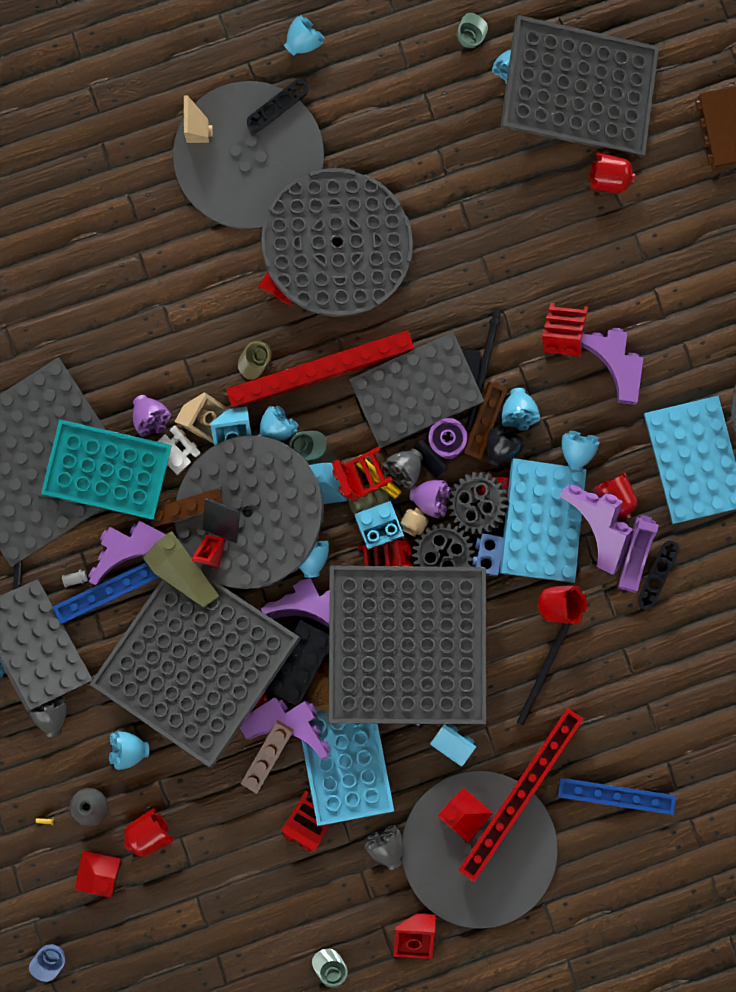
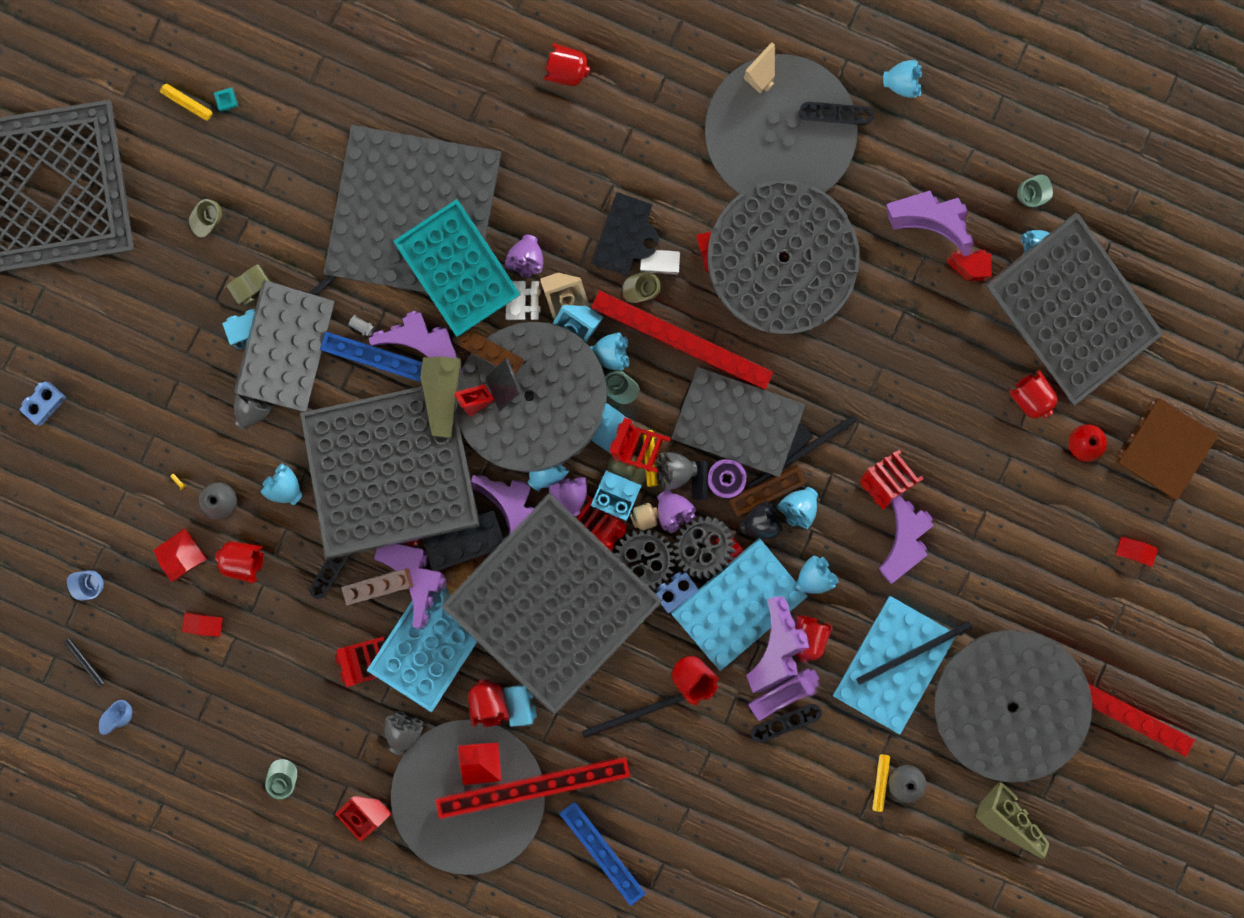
camera: 50 degrees right, 5 degrees up
(49, 251) = (566, 66): none -> red cylinder
(162, 909) = (202, 624): none -> red slope
(206, 333) = (624, 235): none -> black plate
(223, 772) = (336, 567): none -> black beam
(250, 329) = (662, 262): none -> white panel
(344, 554) = (570, 493): none -> medium lavender piece
(409, 116) = (927, 213): none -> medium lavender arch
(429, 766) = (487, 704): none -> red cylinder
(477, 124) = (973, 266): none -> red slope
(675, 178) = (1080, 445): none -> red piece
(717, 391) = (958, 630): none -> black bar

